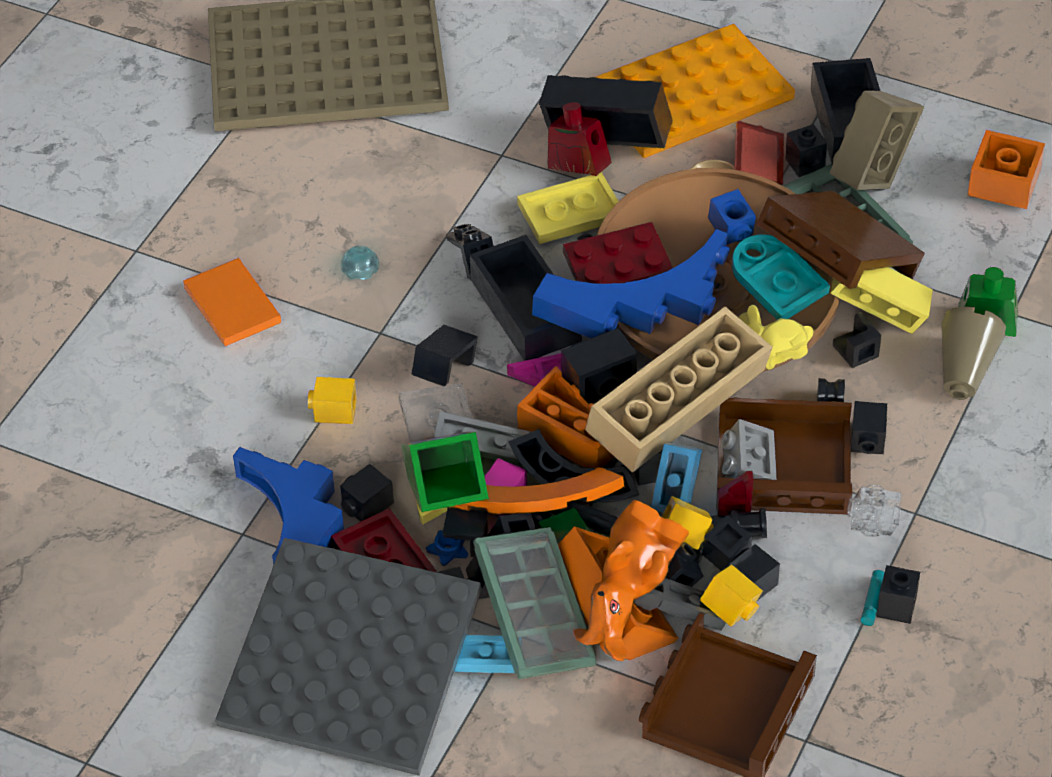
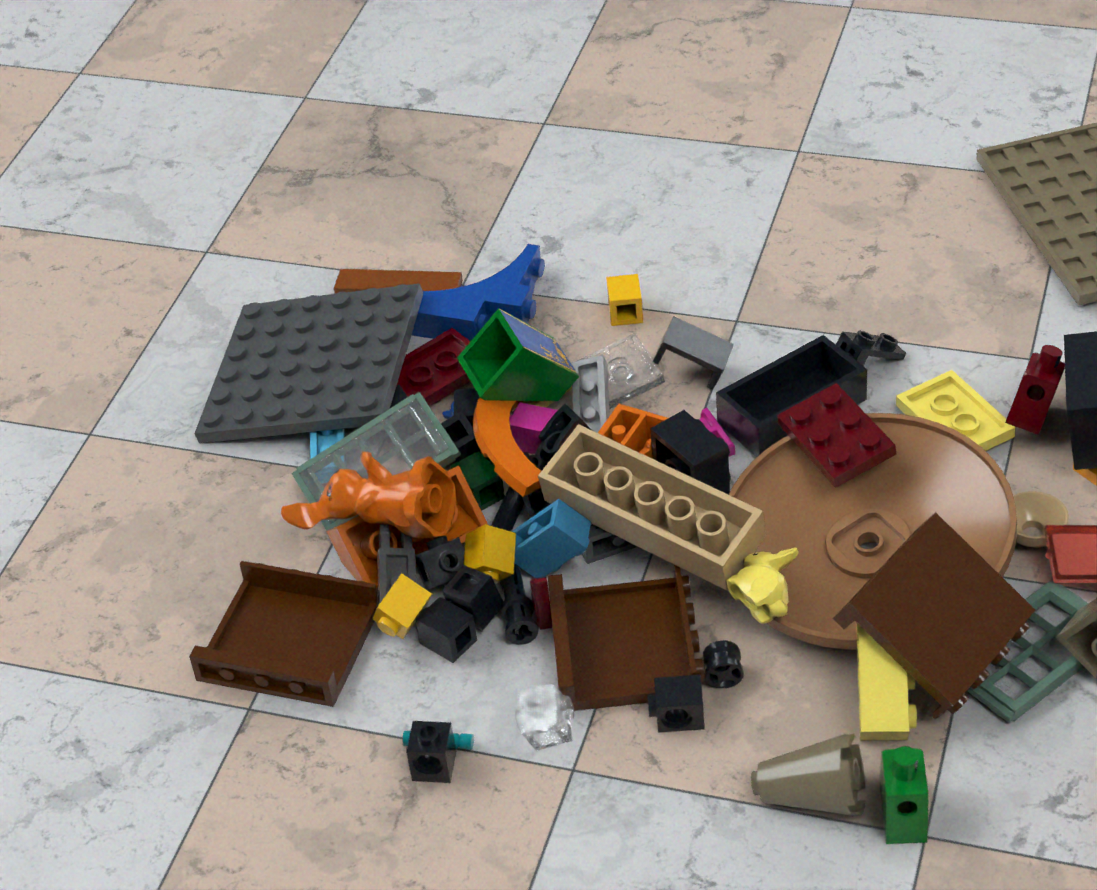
camera: 85 degrees right, 5 degrees down
(226, 585) = (363, 279): none -> dark orange tile
(232, 302) = (744, 217): orange tile -> none
(359, 262) = (822, 285): clear light blue plate -> none
(641, 304) = (774, 464): blue arch -> none
(732, 215) = (922, 501): blue brick -> none
(749, 449) = (604, 599): light grey bracket -> none
(777, 277) = (848, 562): teal plate -> none
(860, 344) = (816, 685): black panel -> none

